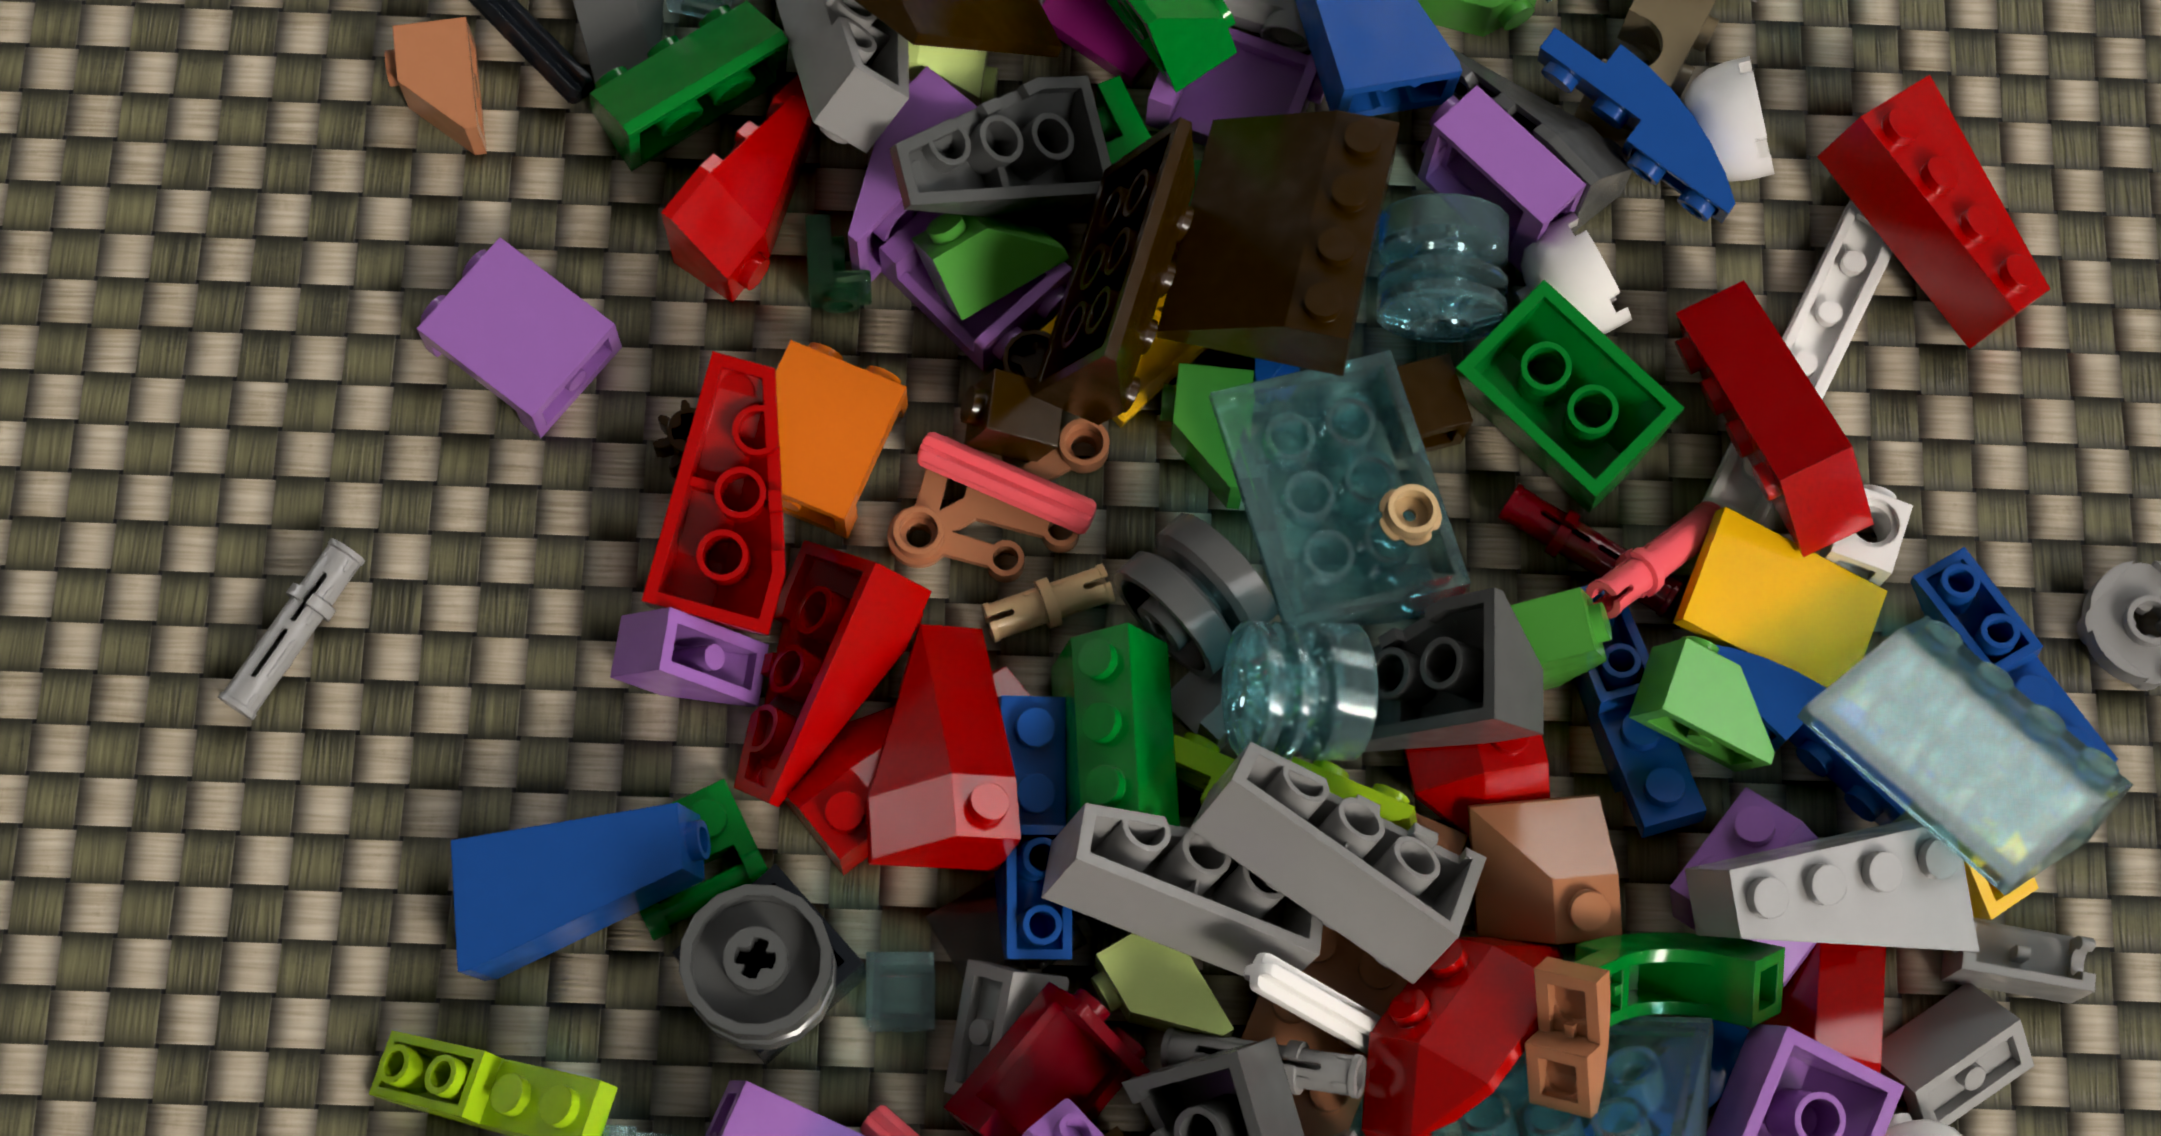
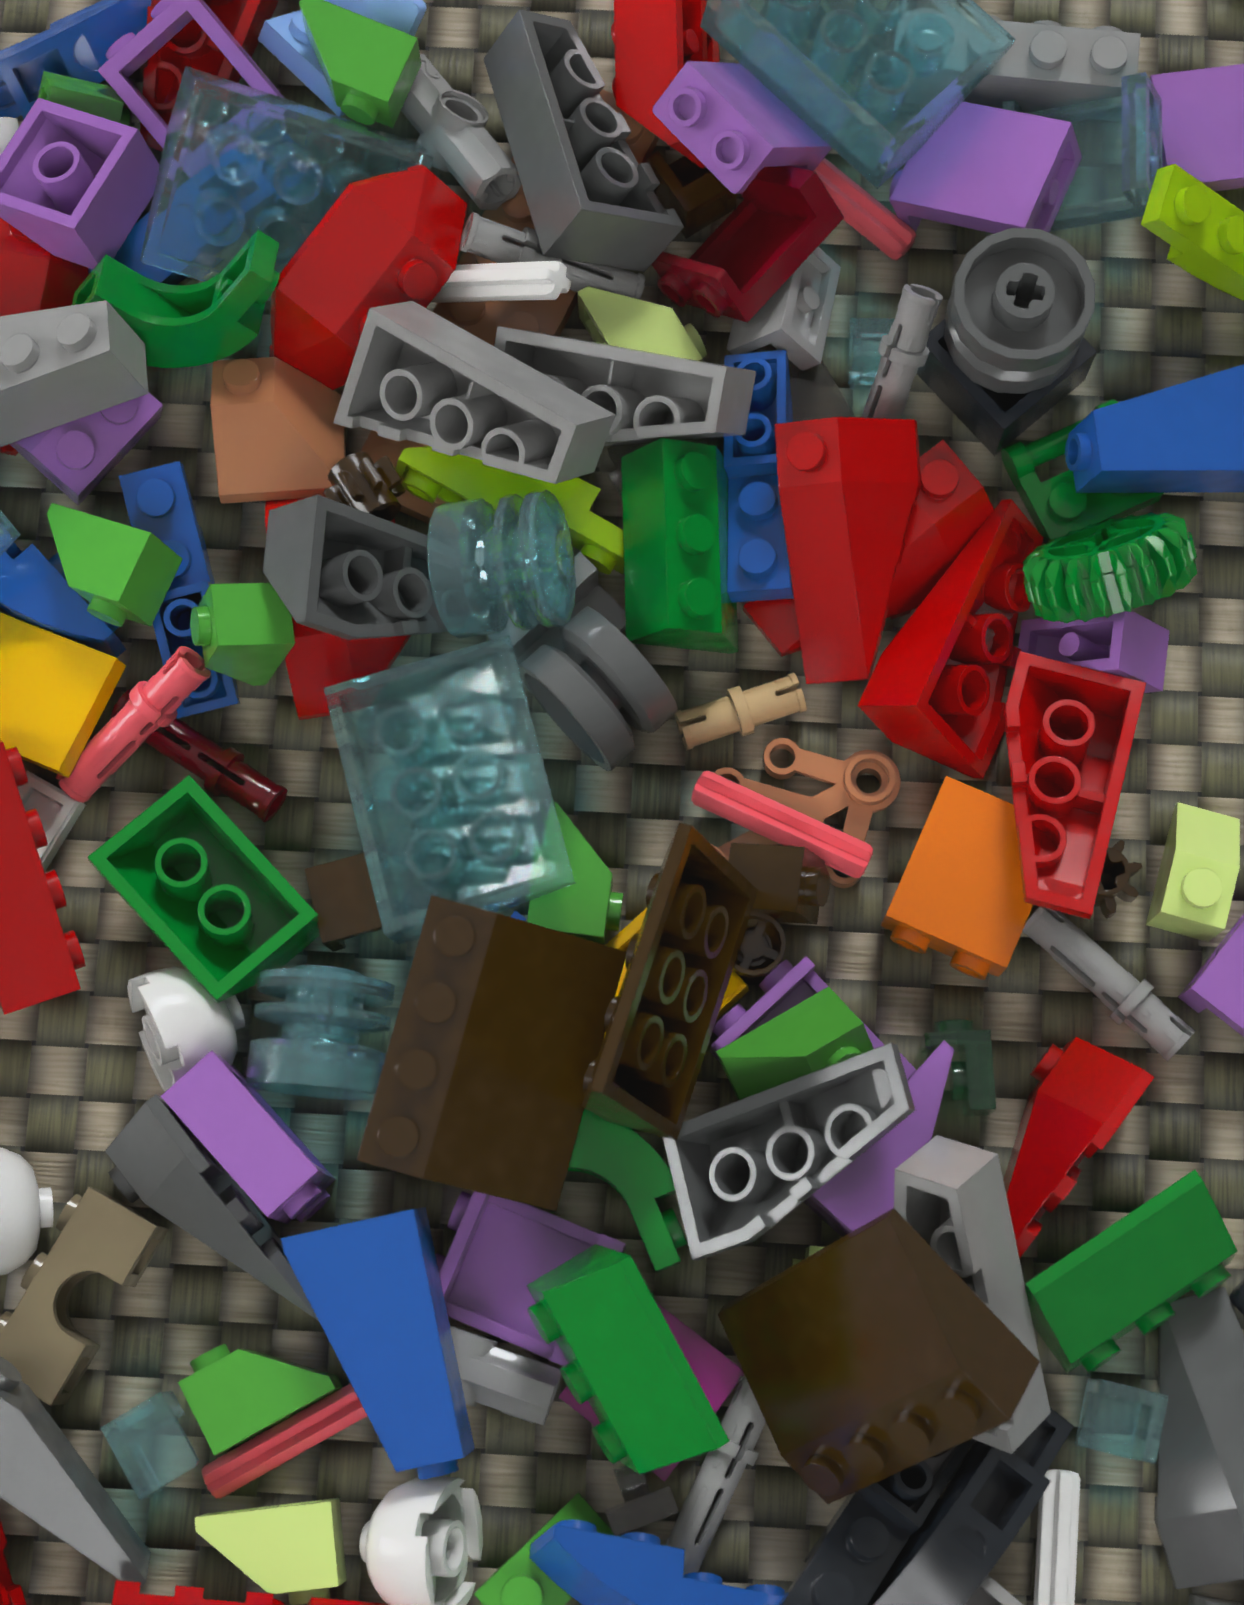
camera: 170 degrees left, 5 degrees up
(597, 448) = (1196, 873): none -> yellowish green slope
(666, 327) = (1111, 983): none -> light grey pin
(670, 726) = (1110, 567): none -> green gear
(883, 939) = (902, 352): none -> light grey pin
(1416, 500) = (367, 733): tan plate -> none
(1447, 780) = (366, 485): none -> dark brown gear
(1572, 1038) = (274, 226): nougat slope -> none
(1665, 134) = (71, 1172): blue slope -> none

